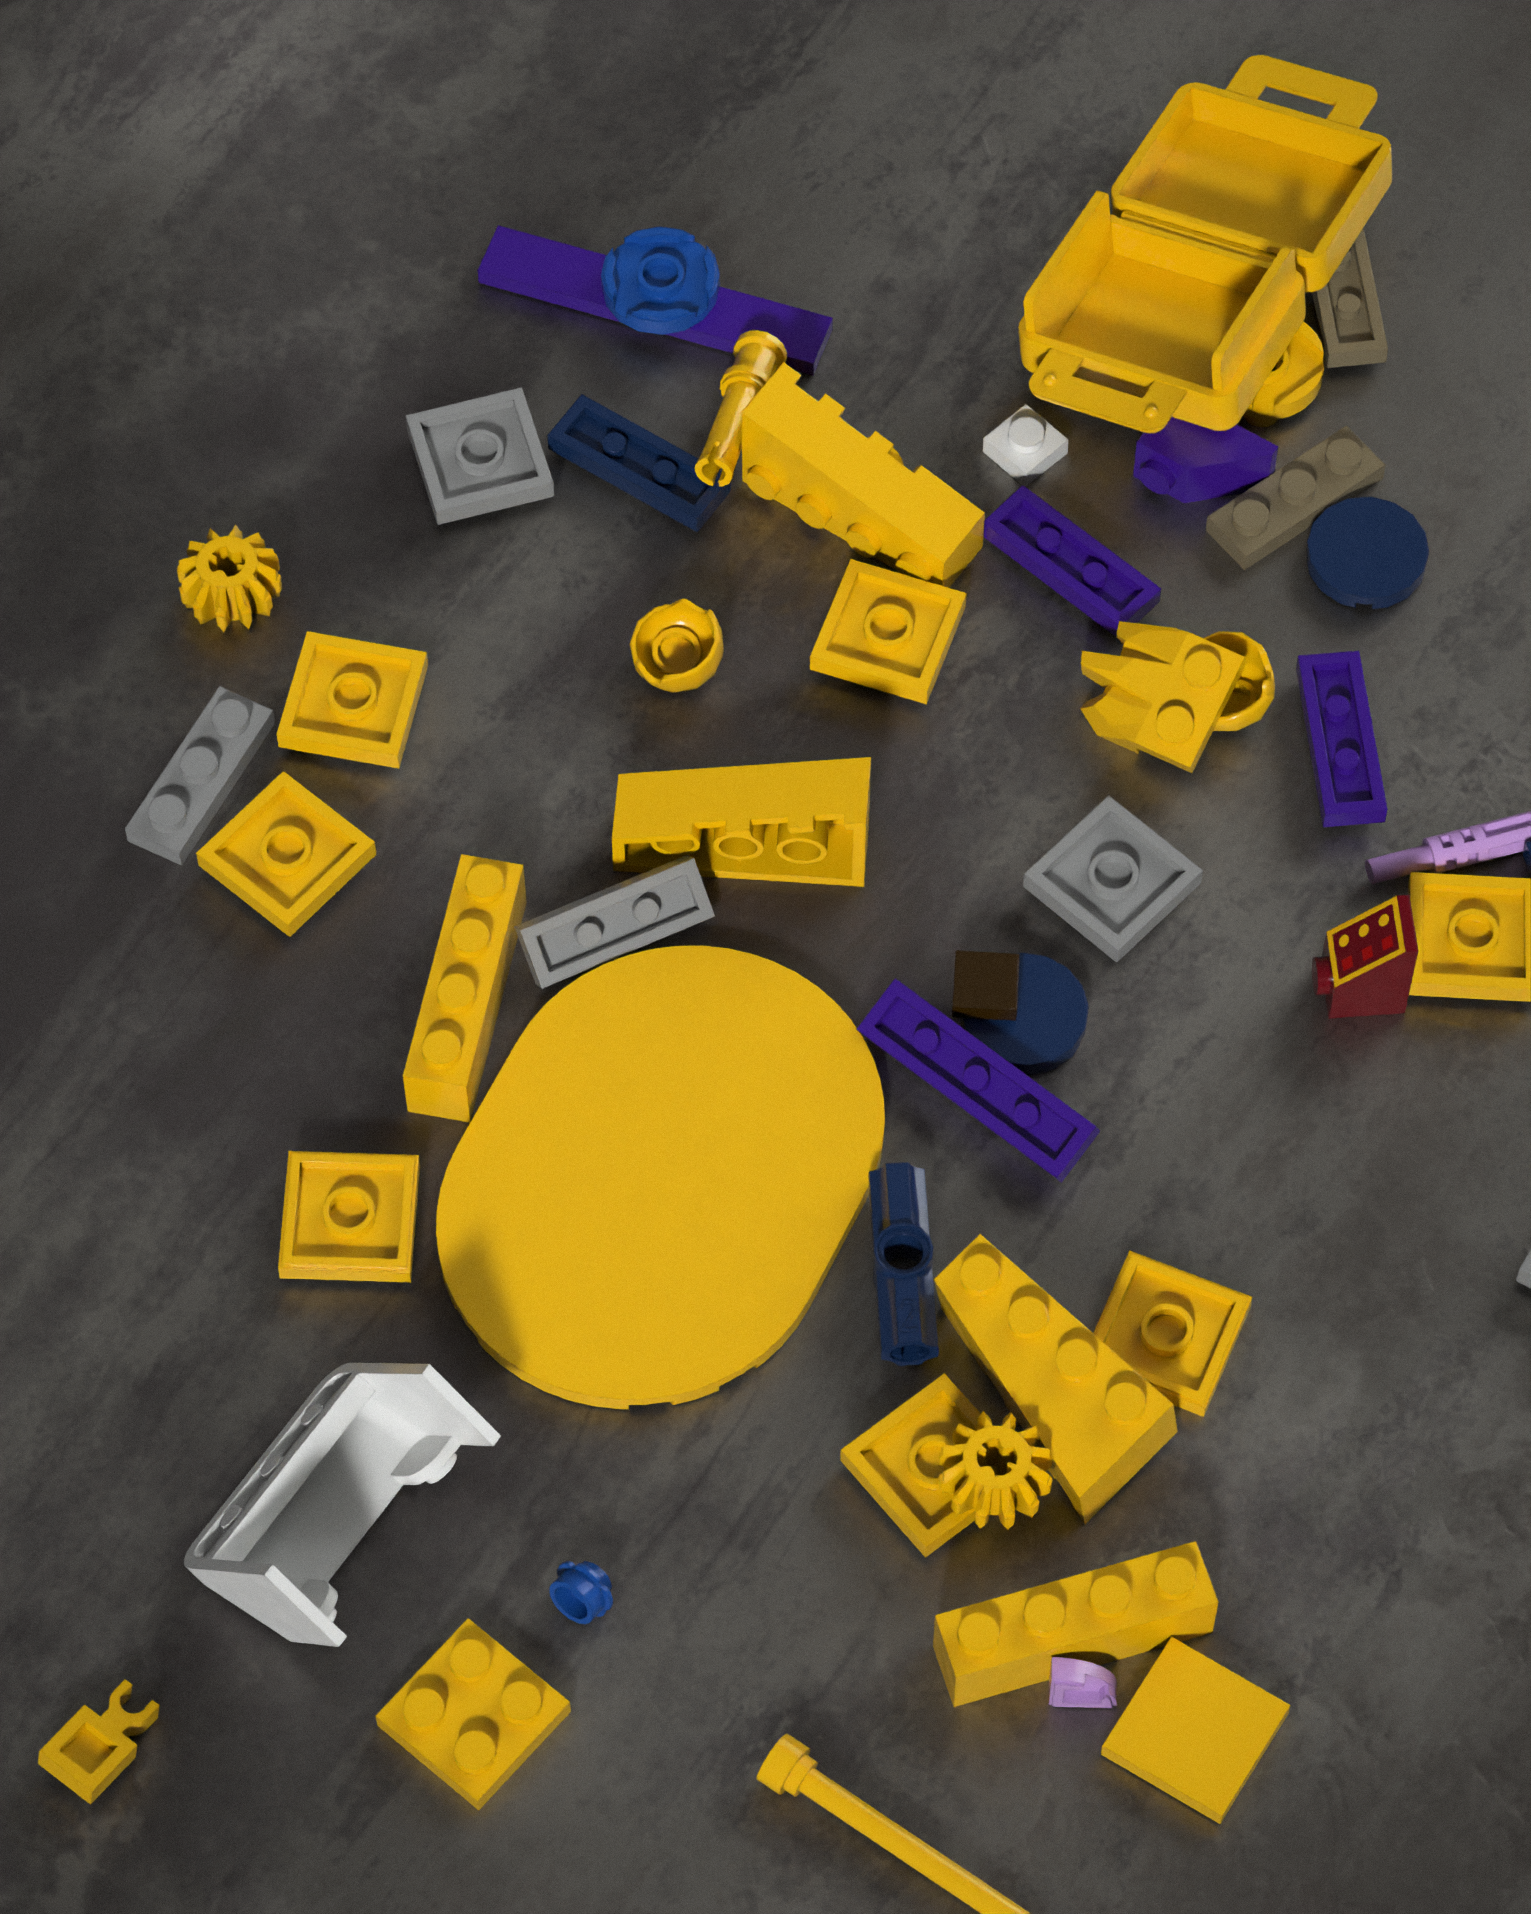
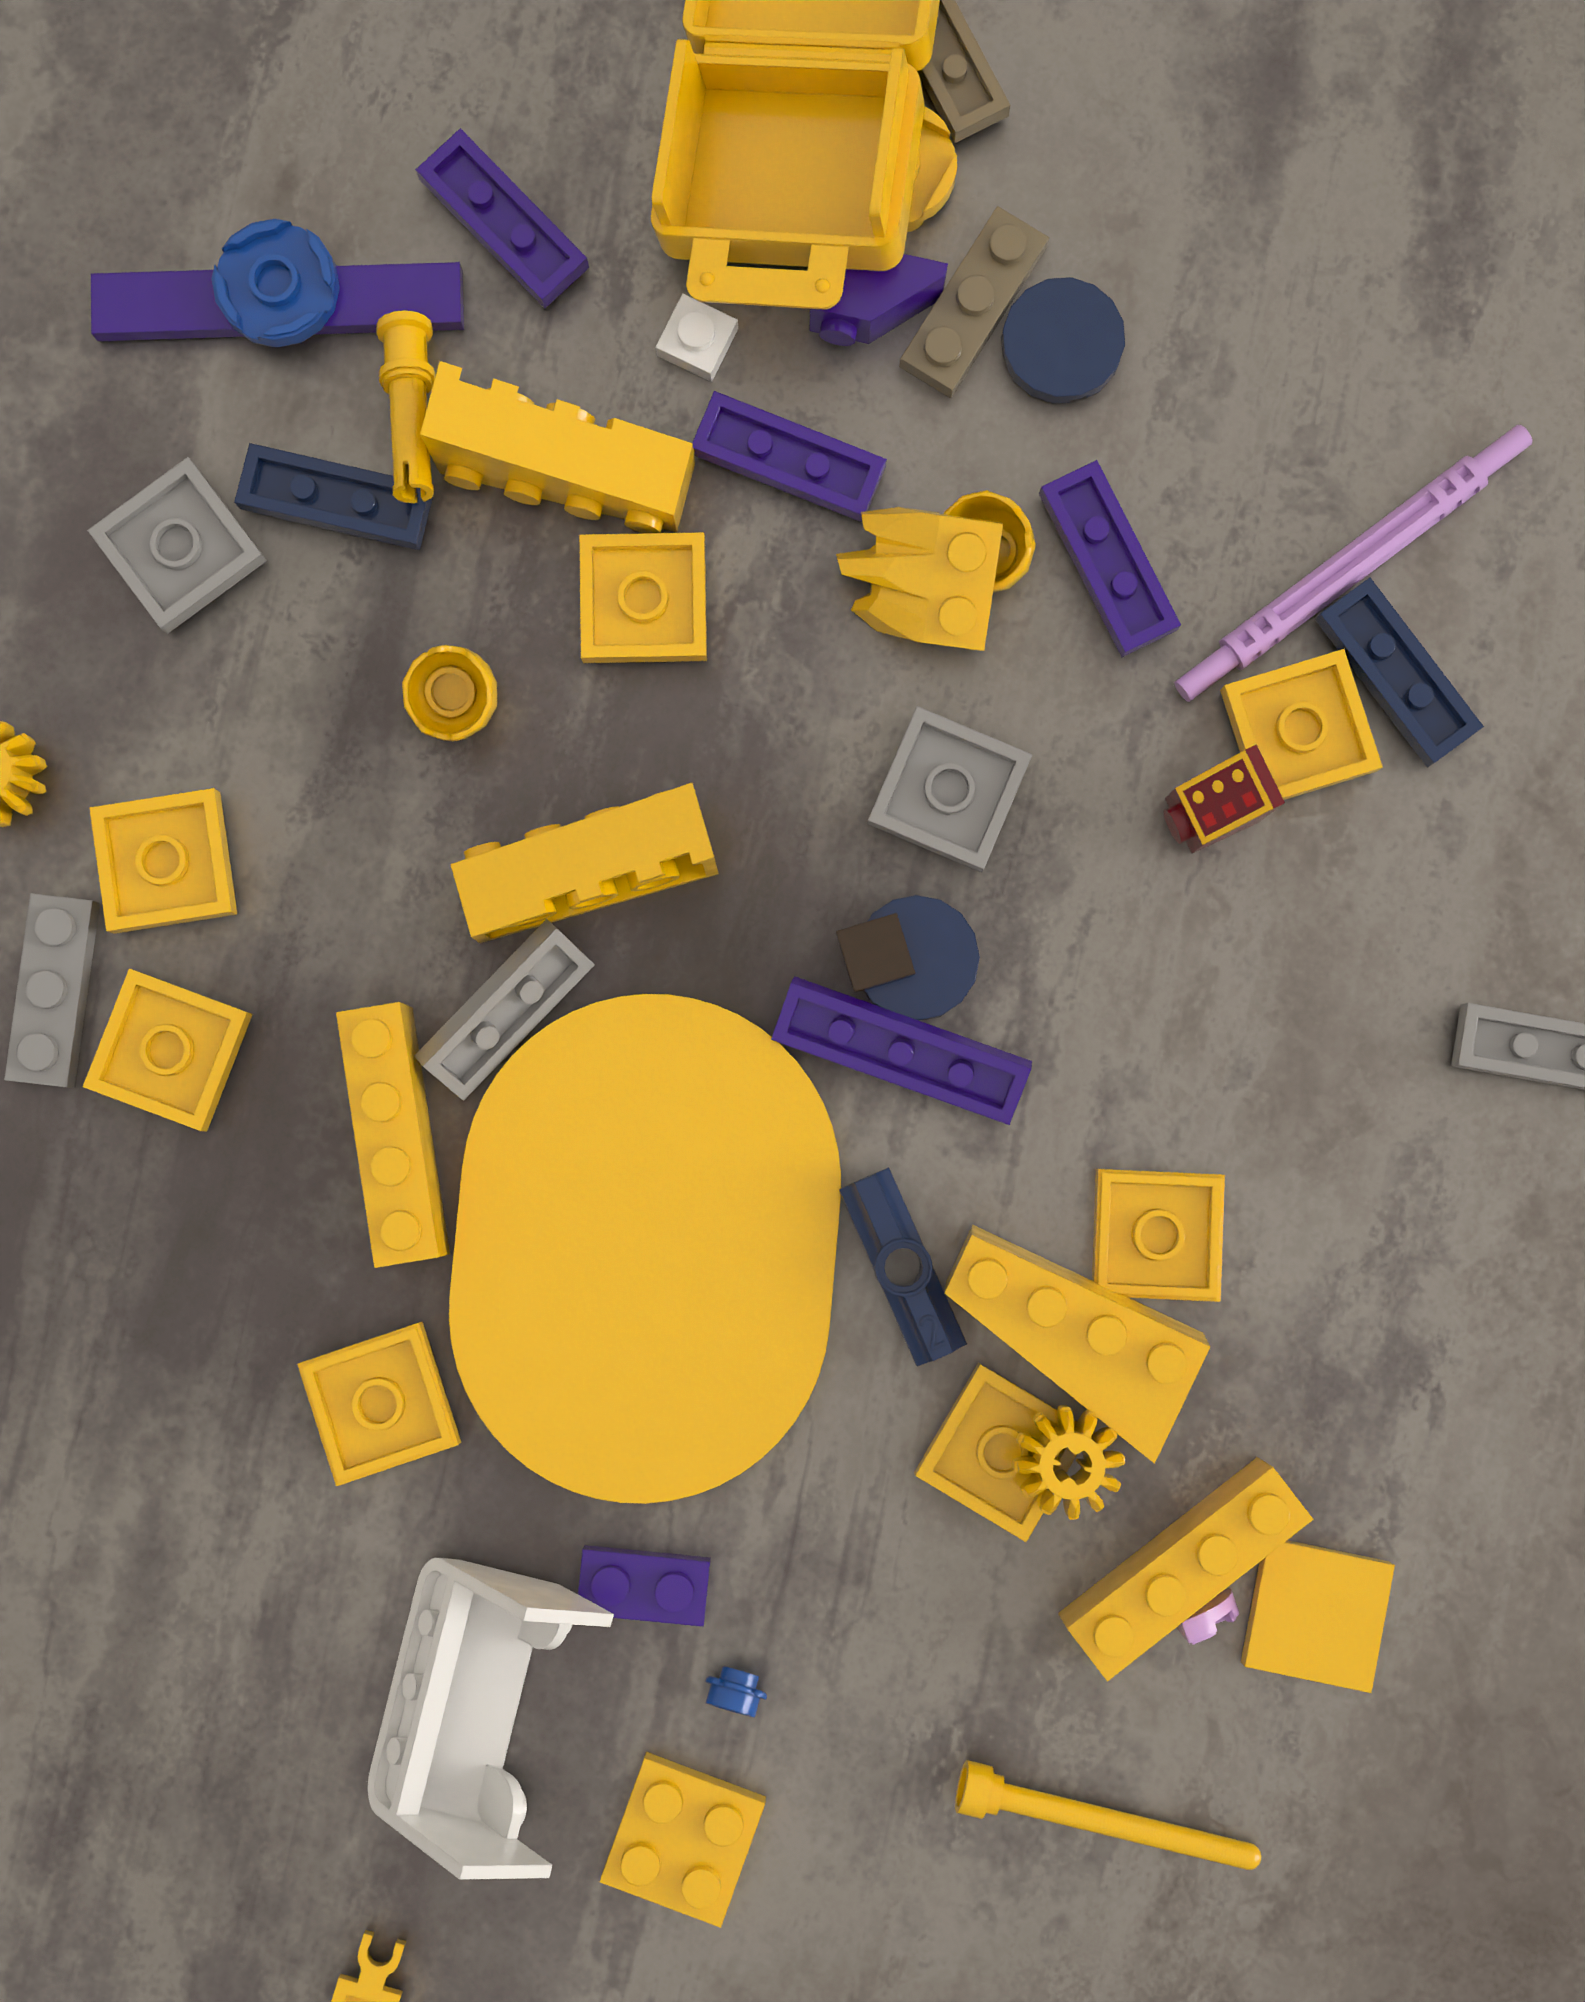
camera: 20 degrees left, 25 degrees up
(535, 1471) = (646, 1584): none -> dark purple plate
(886, 297) = (502, 218): none -> dark purple plate

